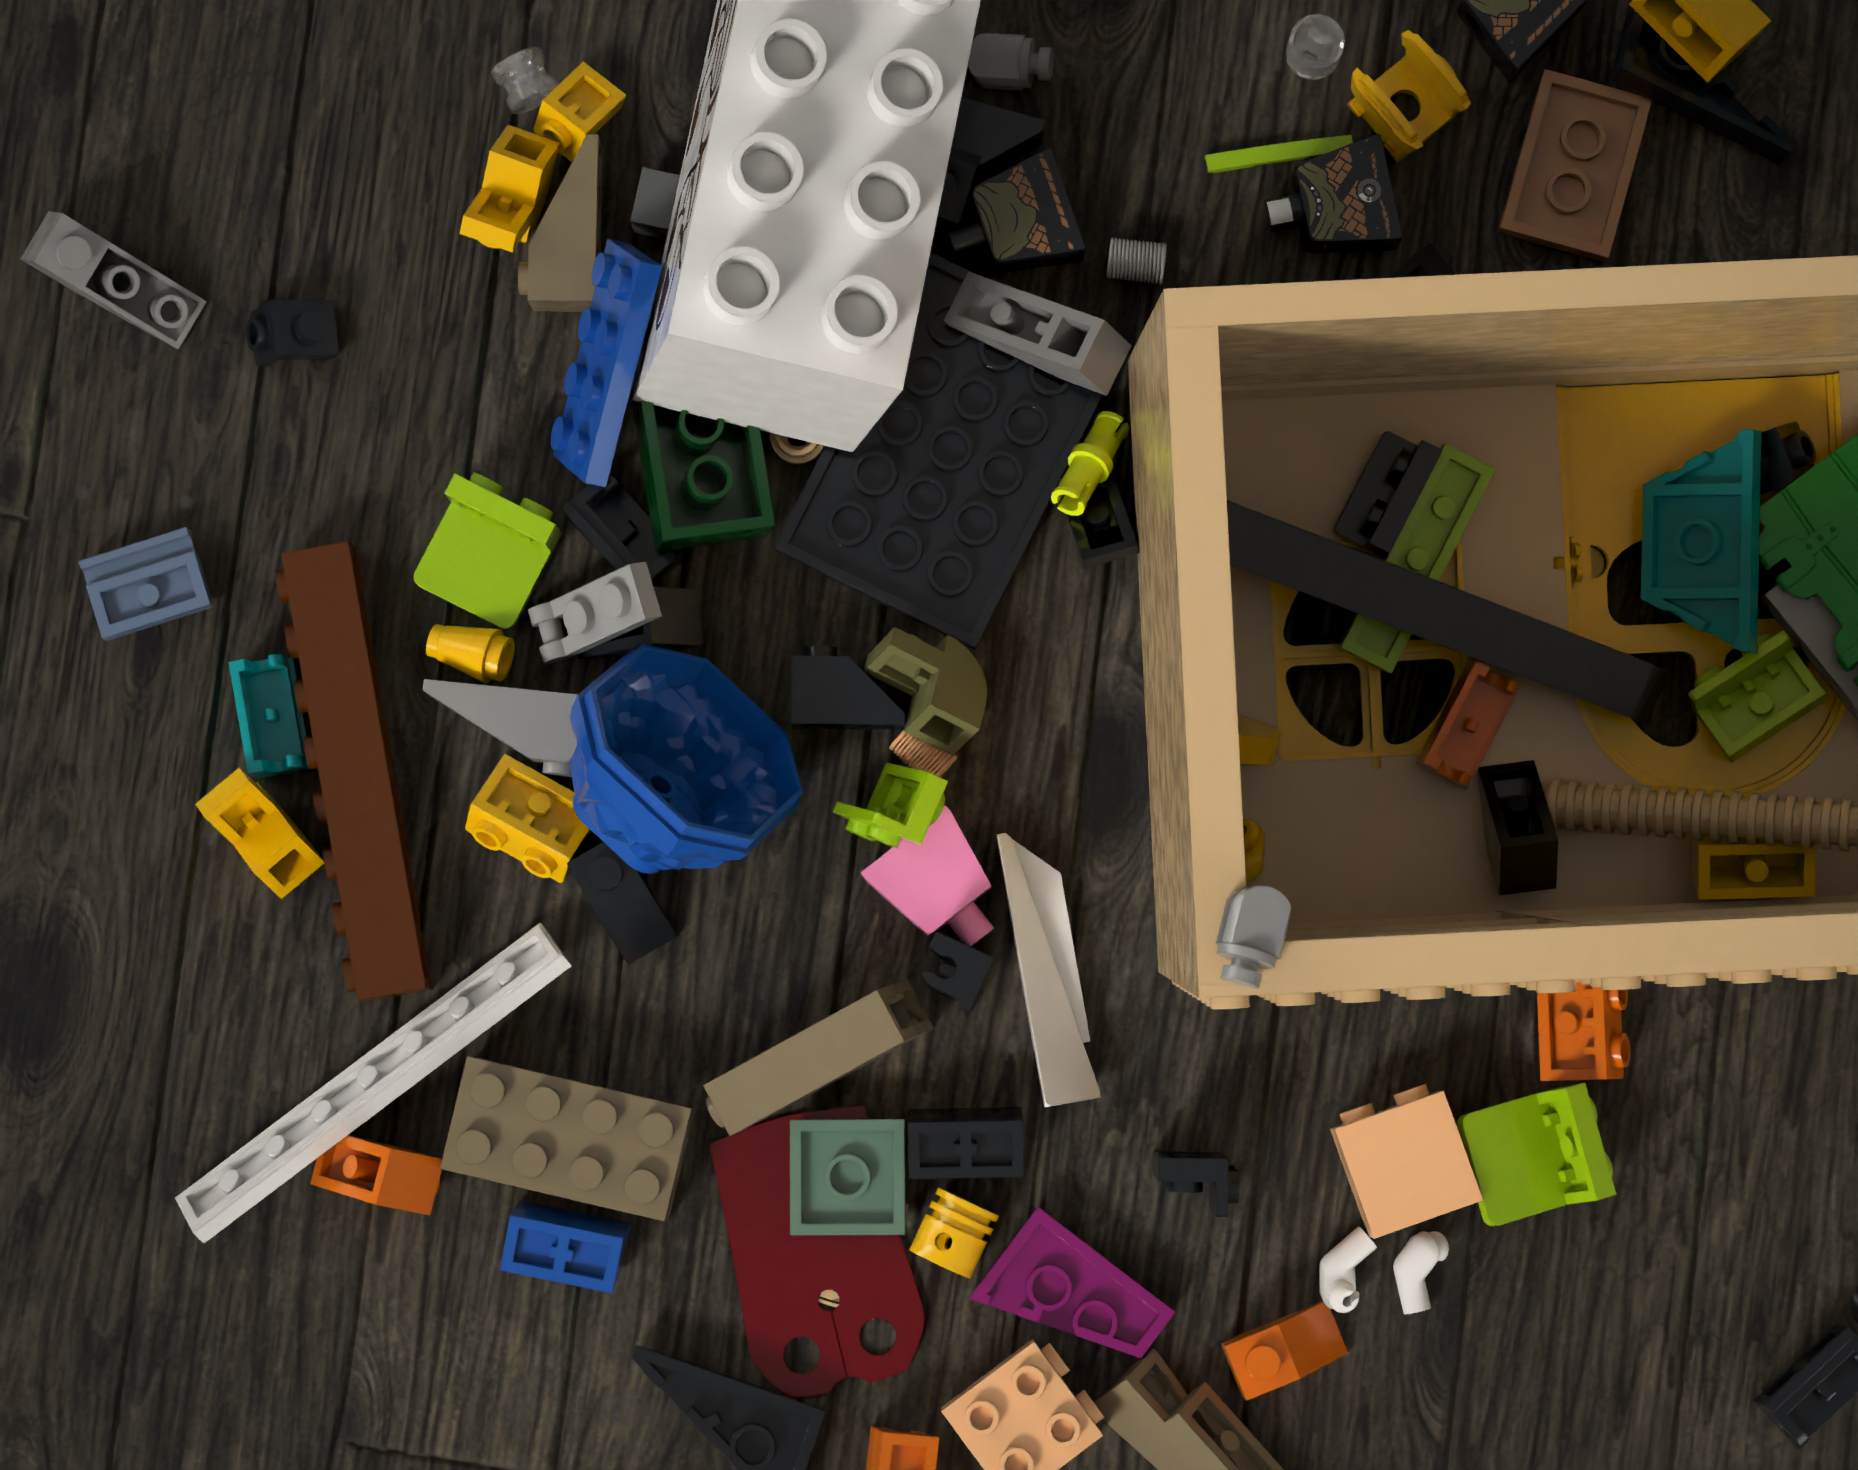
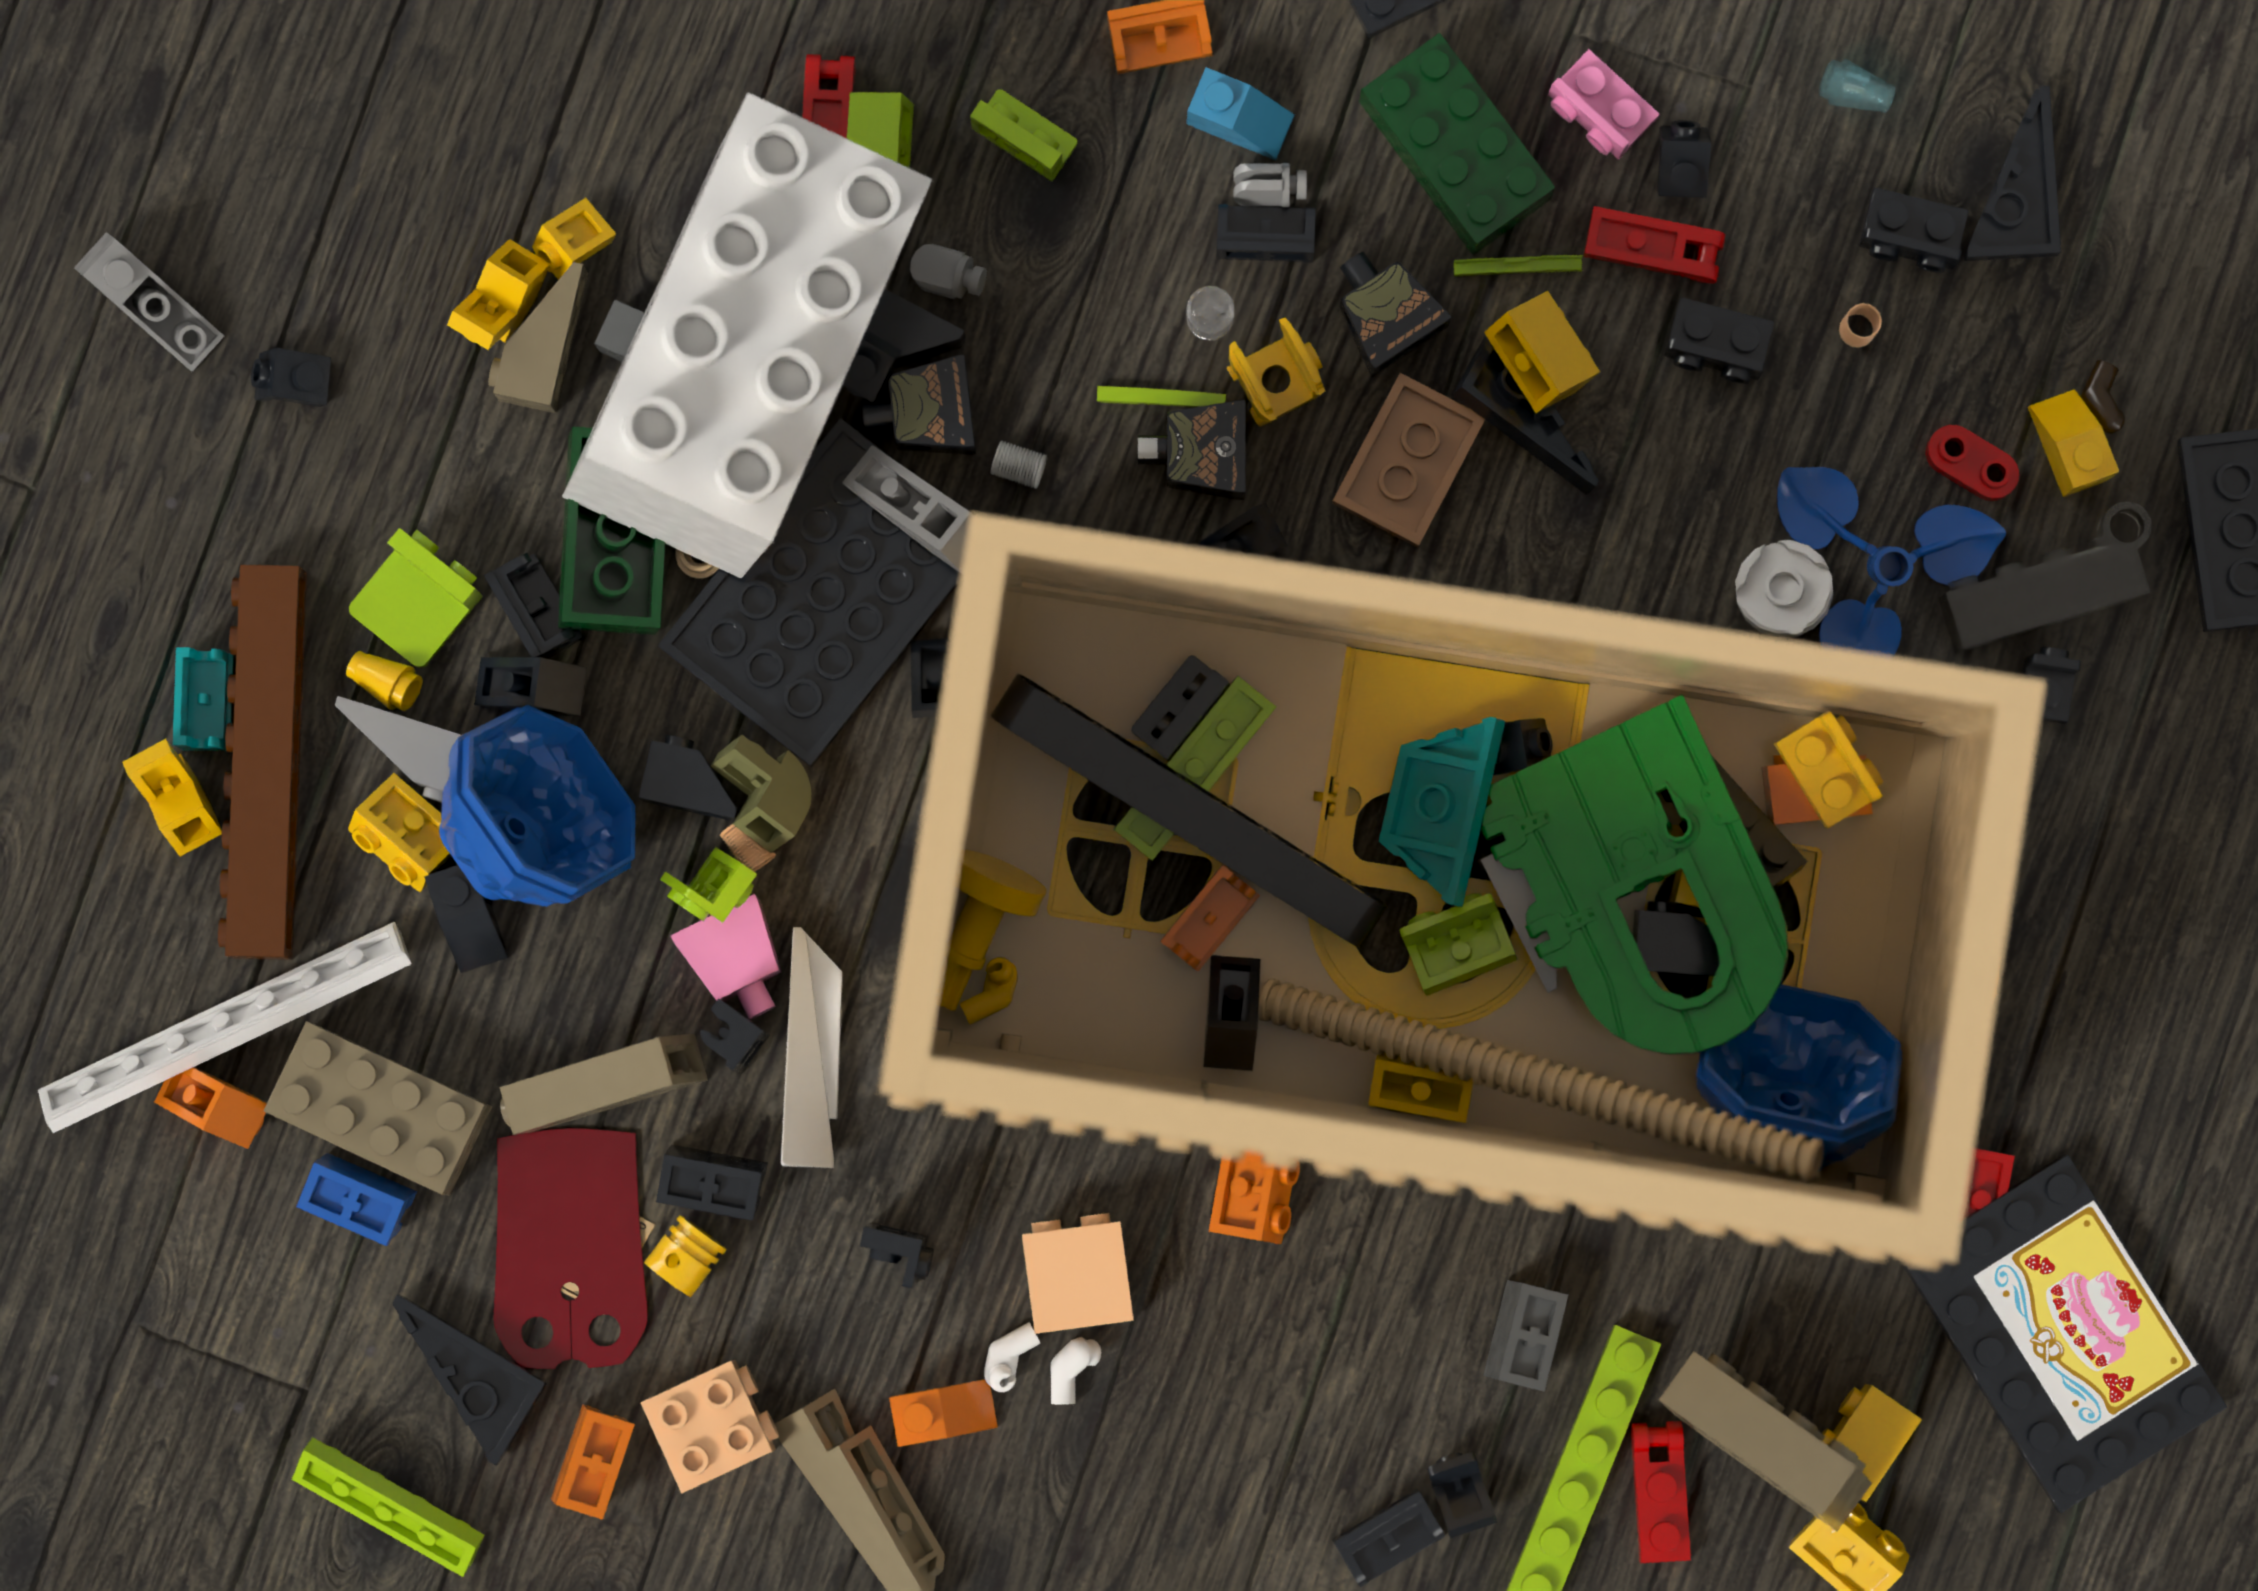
camera: 10 degrees right, 0 degrees up
(146, 584) = (122, 566): sand blue plate -> none
(524, 79) = (532, 203): clear wheel -> none
(596, 612) = (494, 670): light grey plate -> none
(606, 361) = (543, 467): blue plate -> none
(847, 1177) = (606, 1190): sand green plate -> none
(1073, 1288) = (775, 1322): magenta wing -> none
(1090, 463) = (931, 638): neon yellow pin -> none
(1252, 933) = (931, 1049): light grey arm -> none
(1536, 1154) = (1188, 1292): lime bracket -> none

